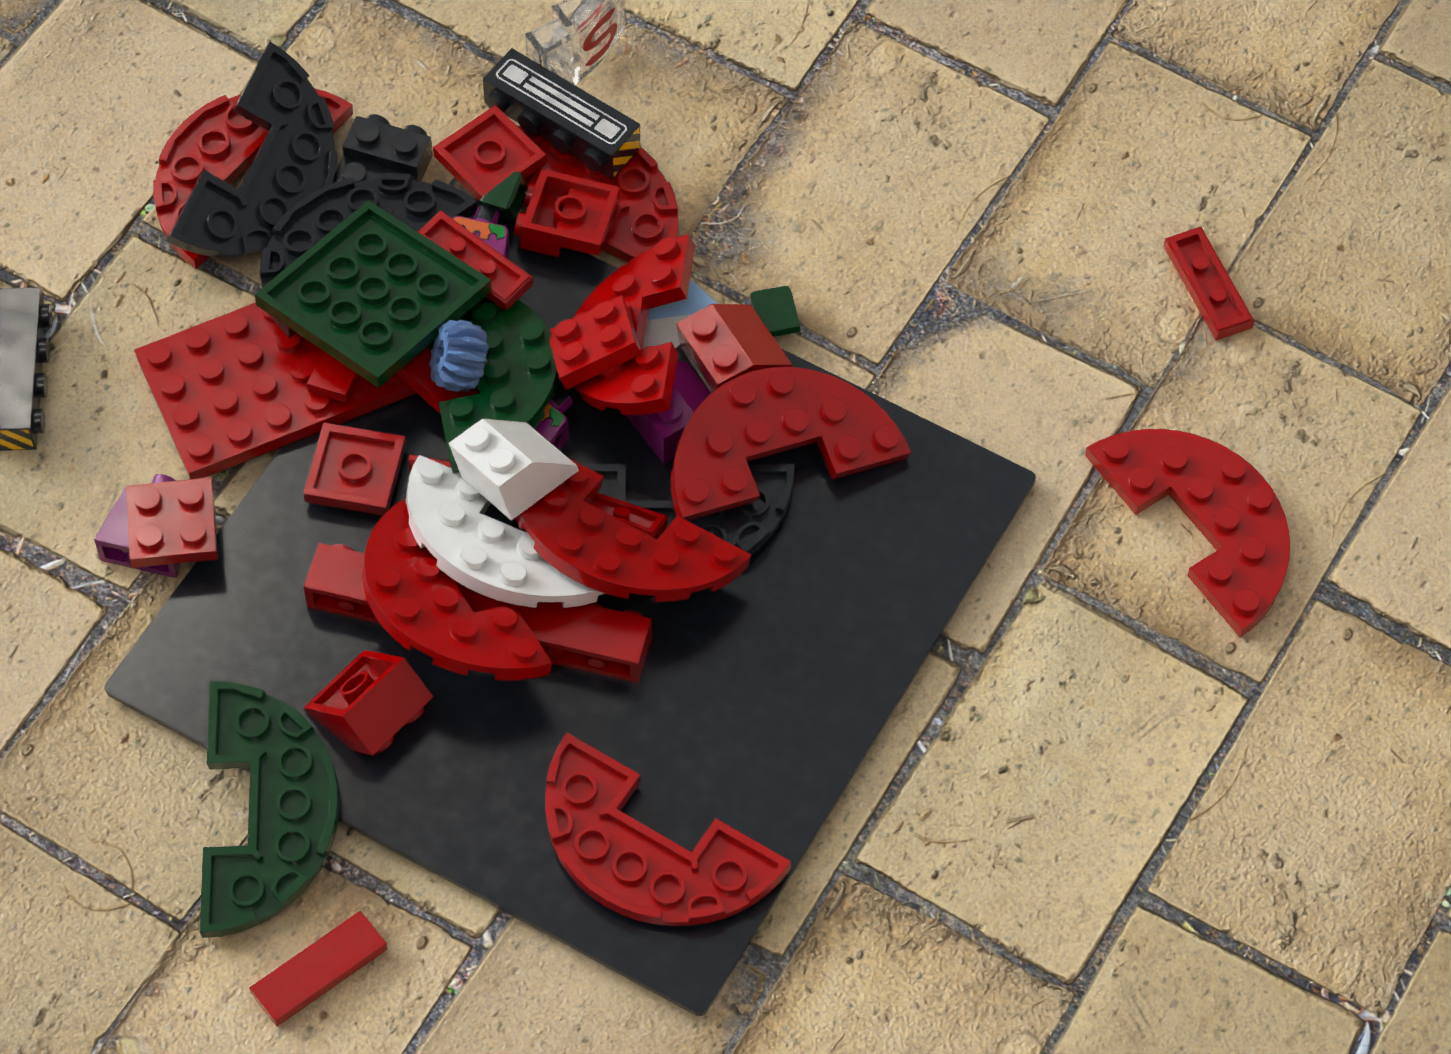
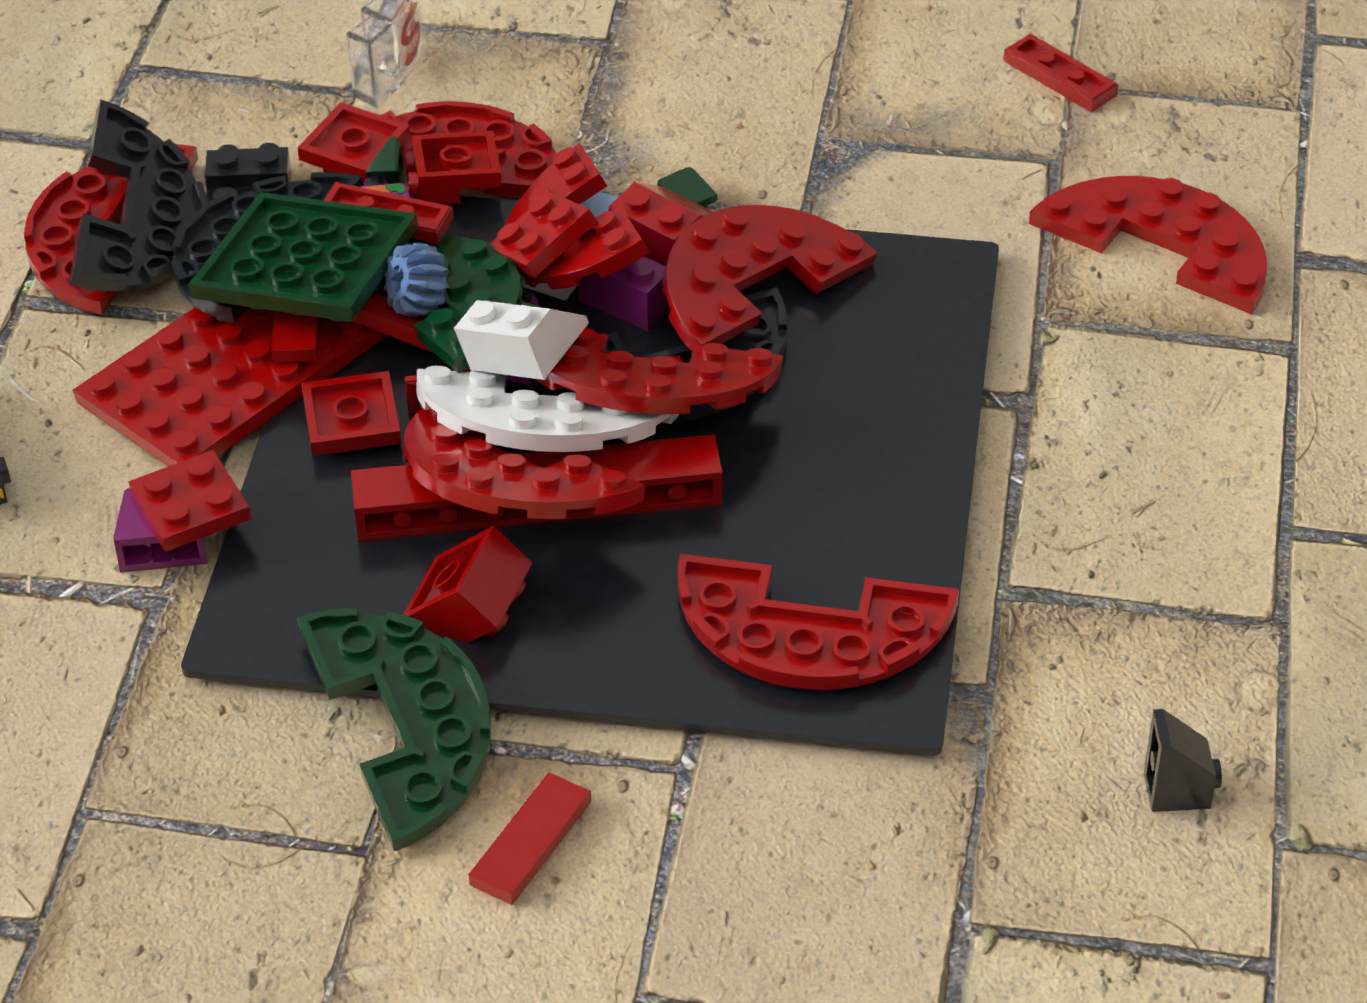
camera: 20 degrees left, 15 degrees down
(562, 113) = (409, 92): black brick -> none

